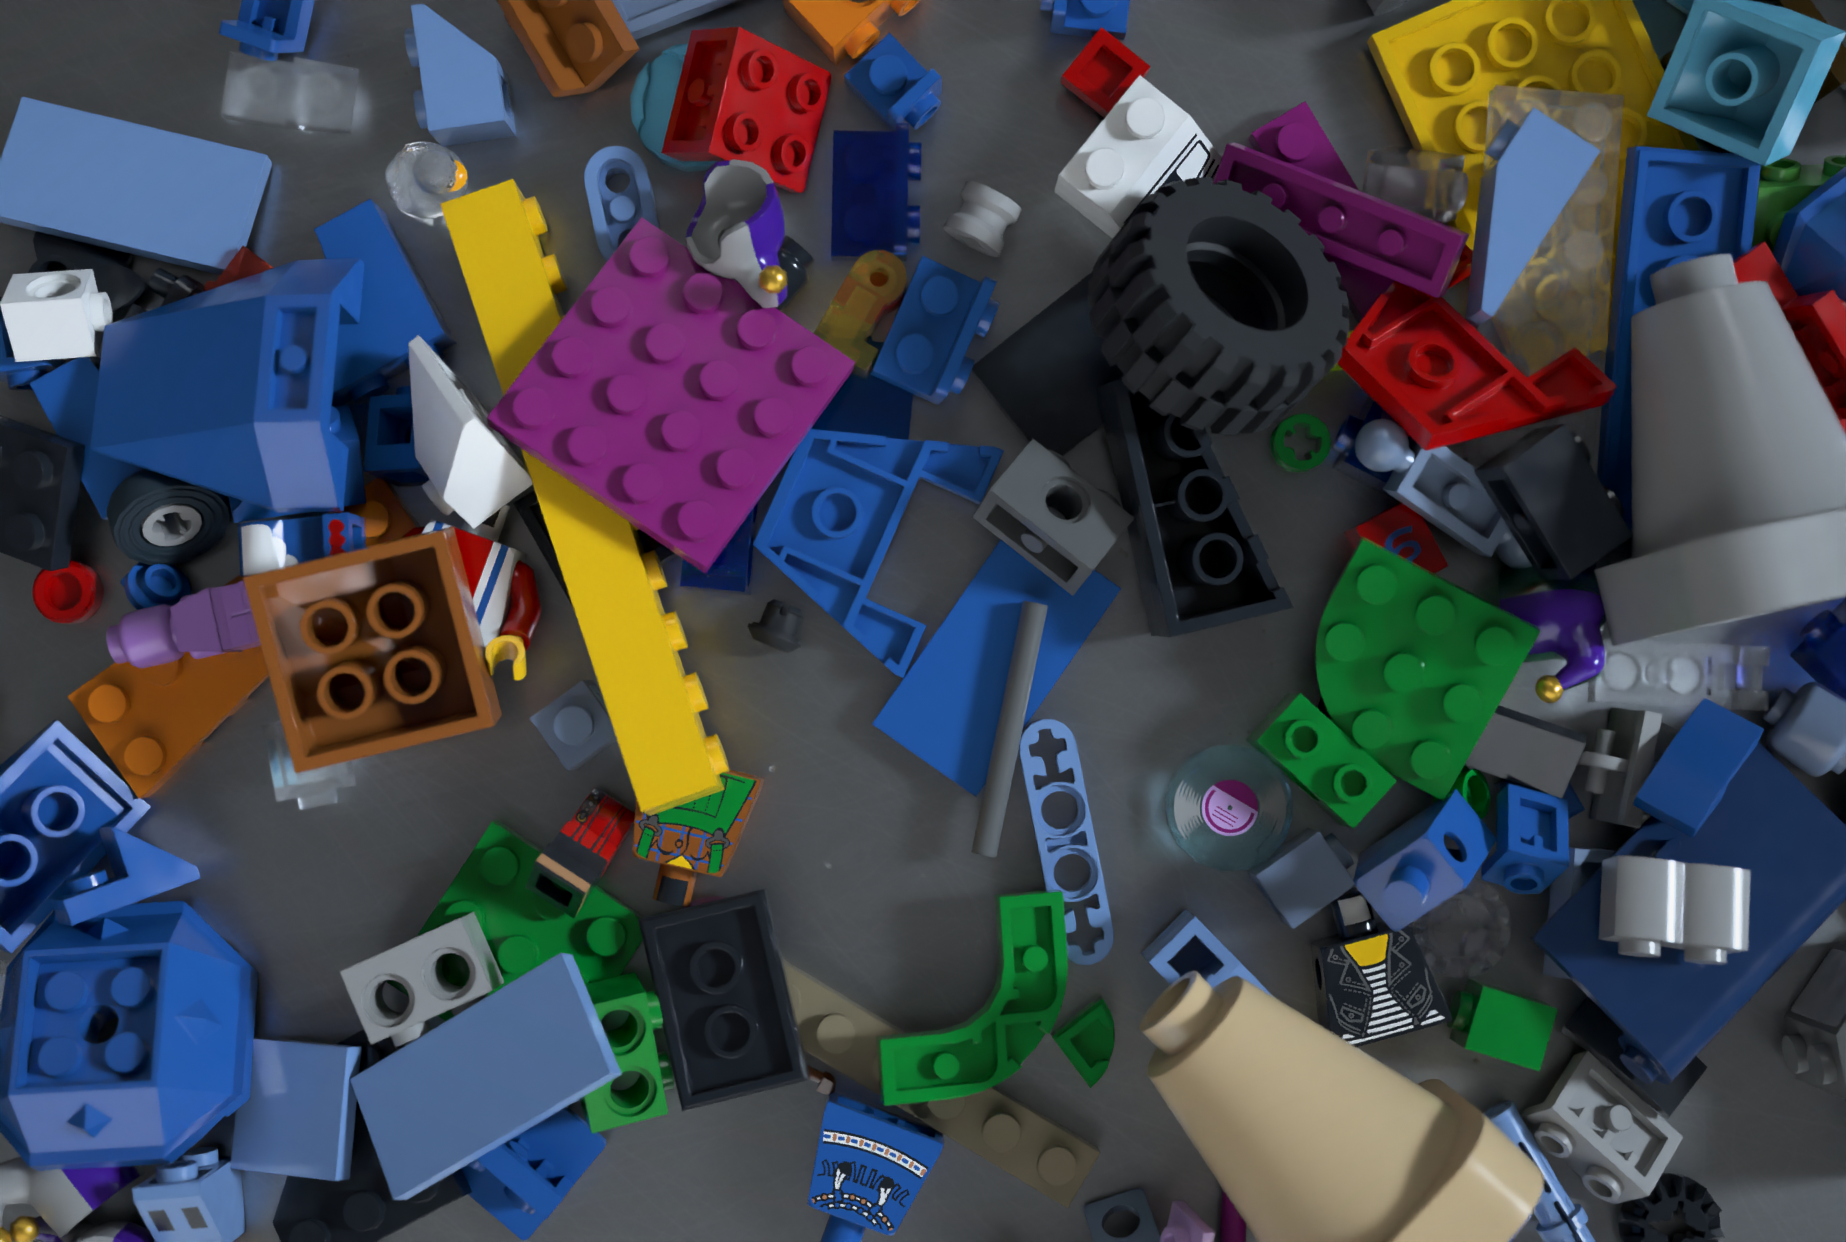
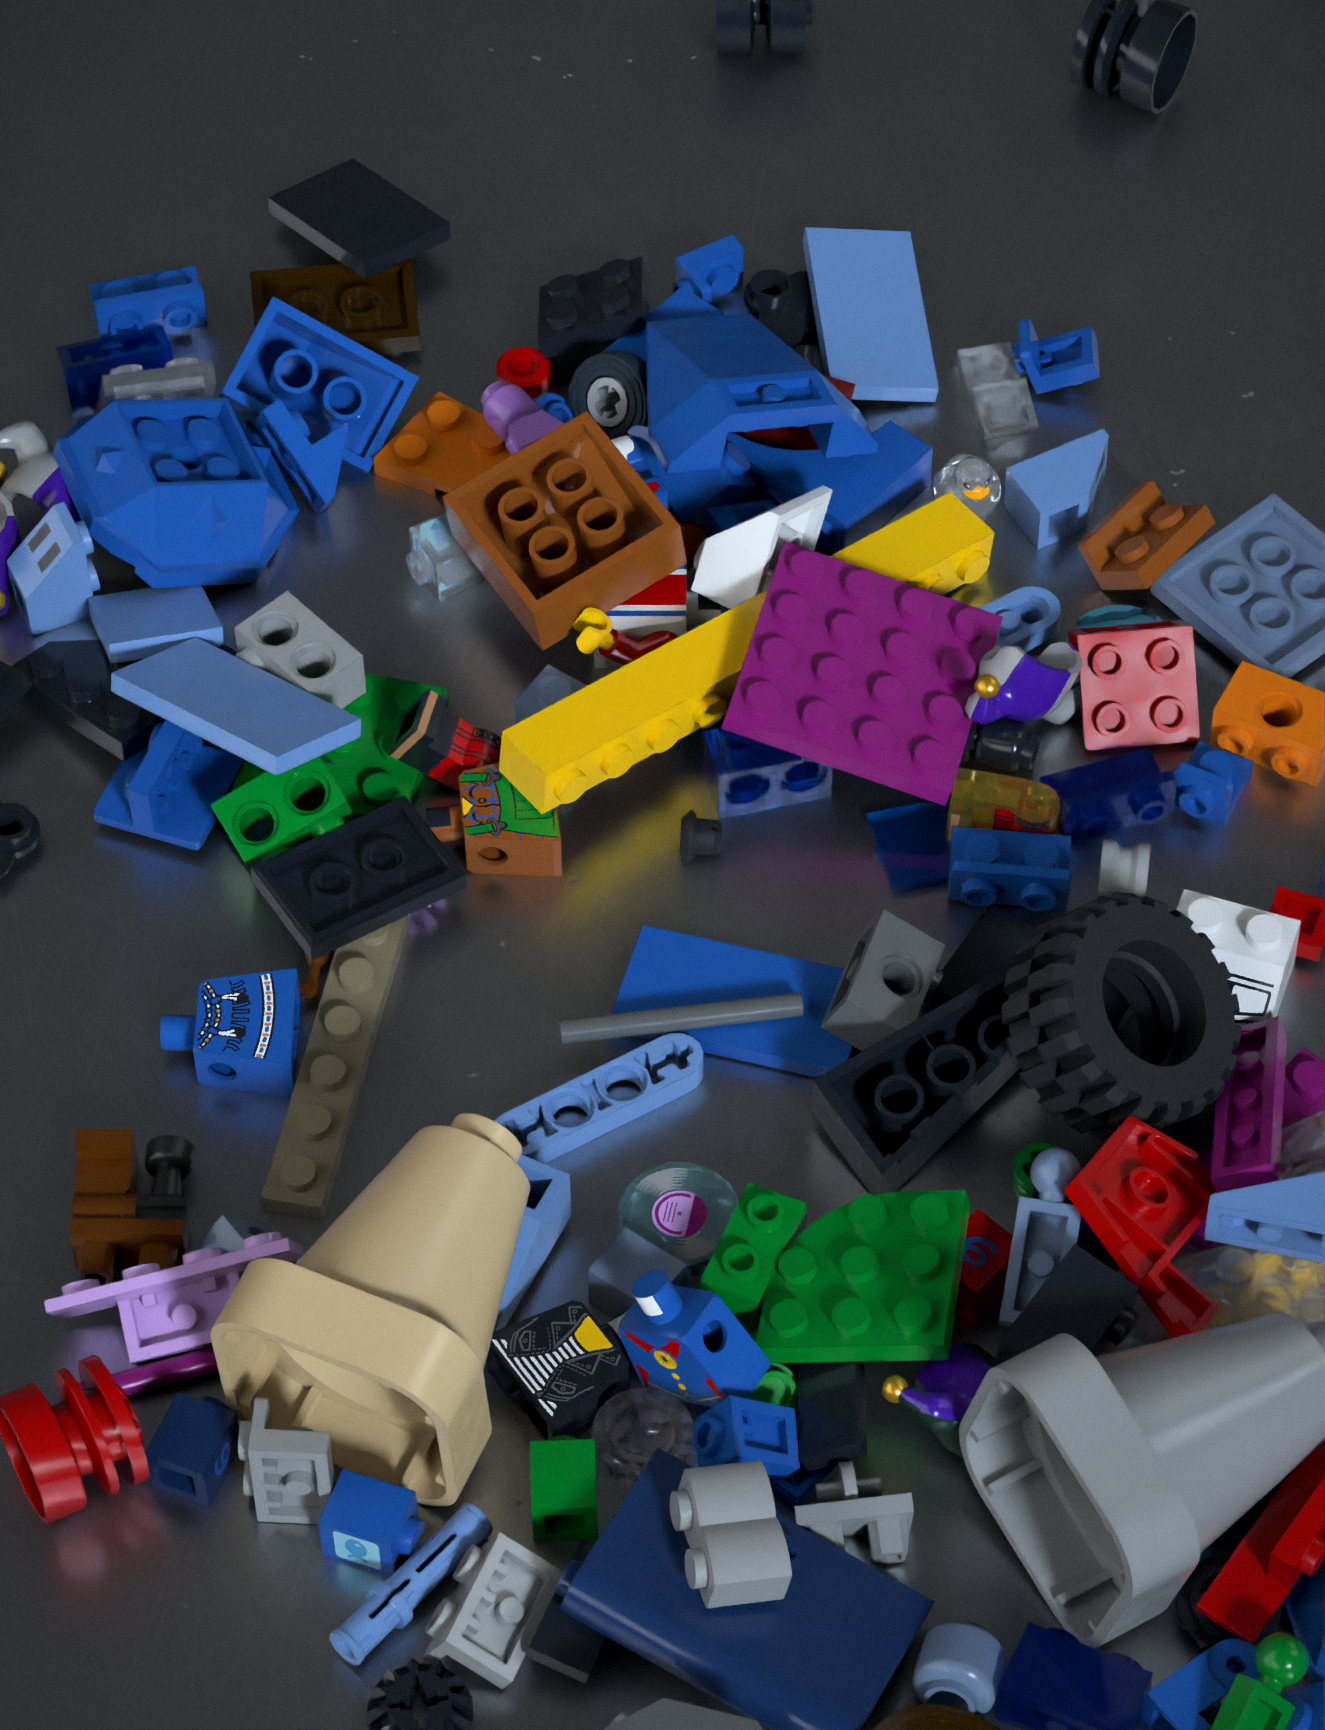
camera: 75 degrees right, 35 degrees down
(55, 315) = (743, 281): white brick -> none
(840, 517) = (811, 850): blue wing -> none
(1007, 1028) = (417, 1086): green plate -> none
(1681, 675) = (962, 1541): clear plate -> none
(1698, 767) = (862, 1534): blue slope -> none

